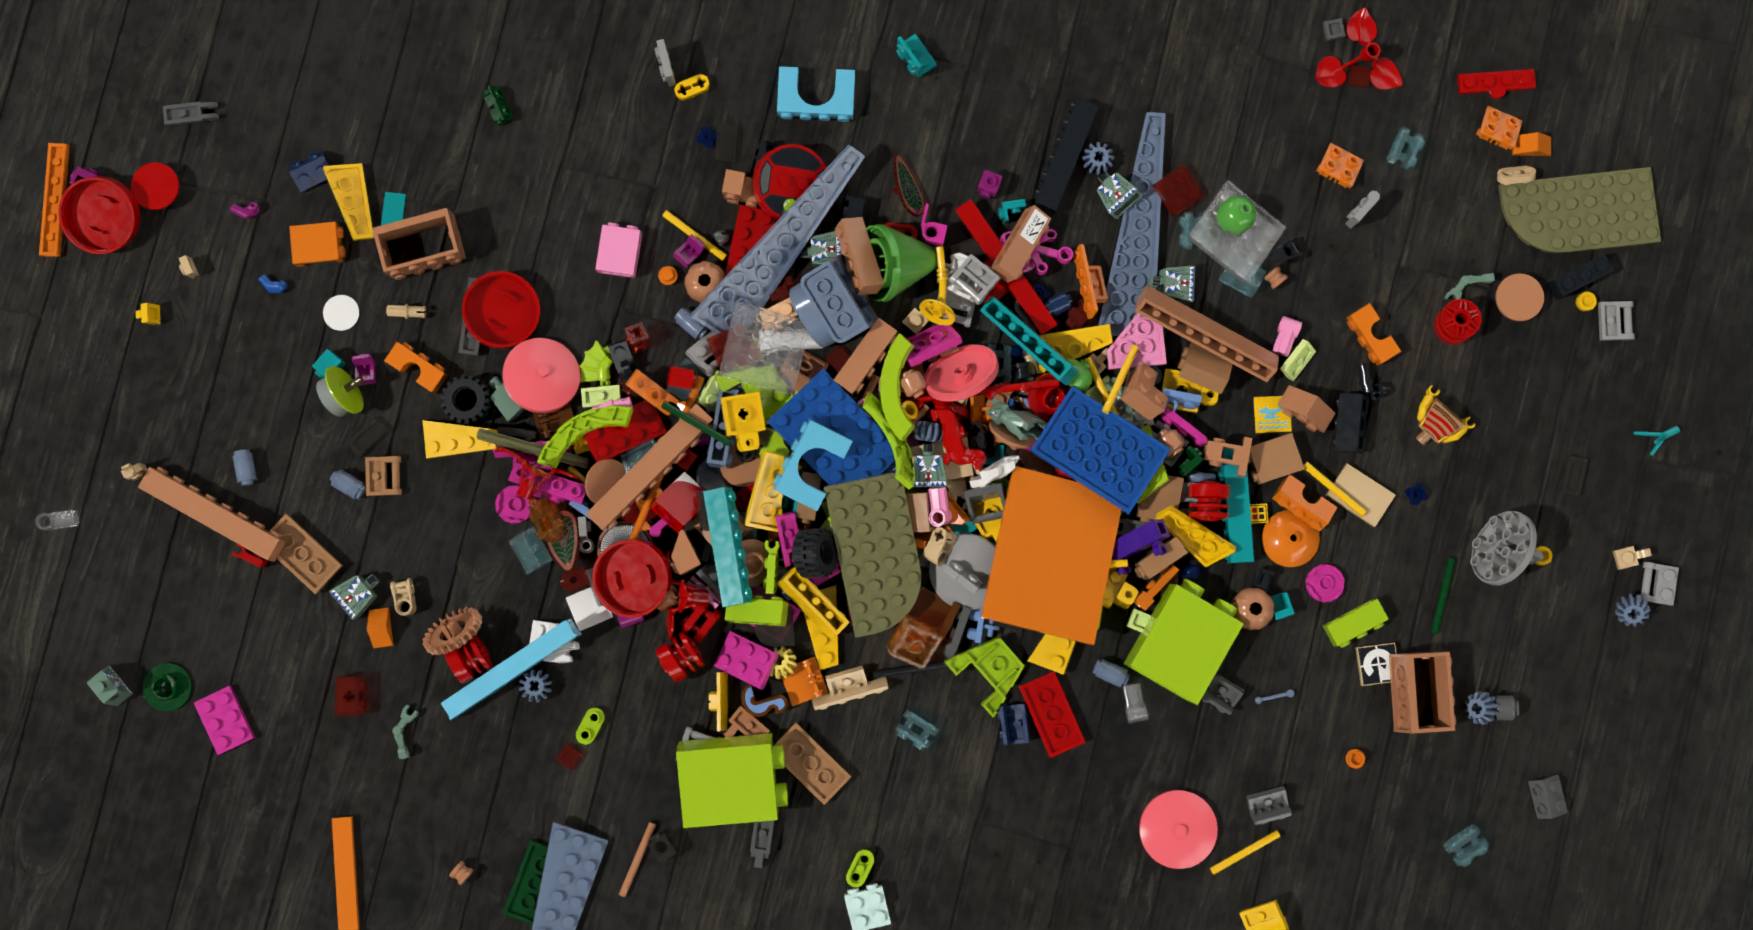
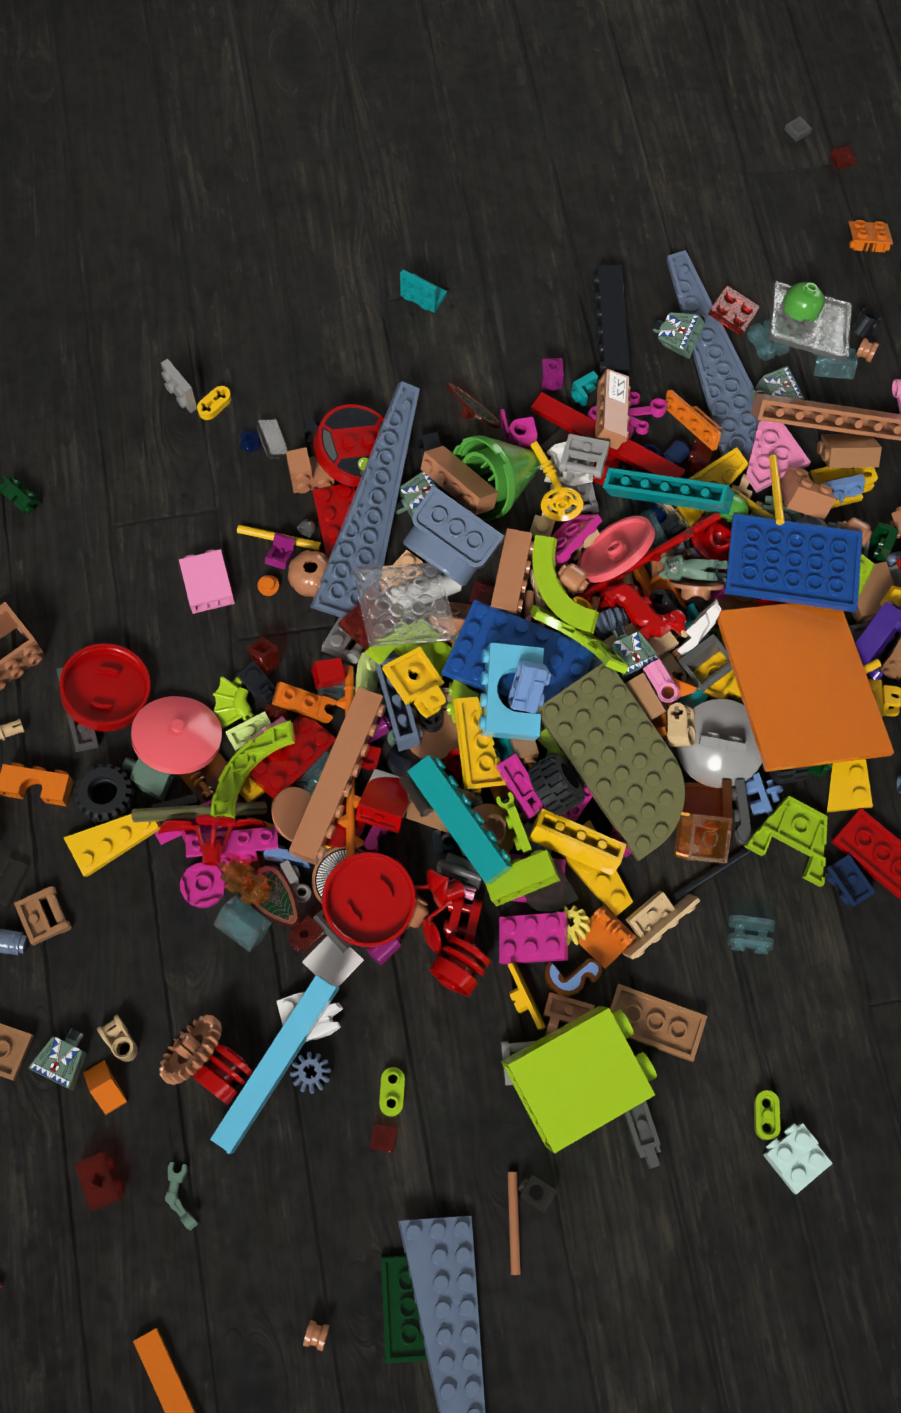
camera: 25 degrees left, 15 degrees down
(685, 555) = (417, 853): nougat slope -> none
(689, 324) = (314, 620): sand blue head -> none
(696, 423) = (367, 705): dark green bar -> none
(783, 289) = (395, 548): clear red bracket -> none
(825, 467) = (528, 686): none -> medium blue brick
(838, 107) = (324, 379): medium azure arch -> none
(1100, 151) = (643, 312): sand blue gear -> none
(1184, 427) = (842, 512): dark pink plate -> none
(1362, 29) = (822, 118): red plant -> none

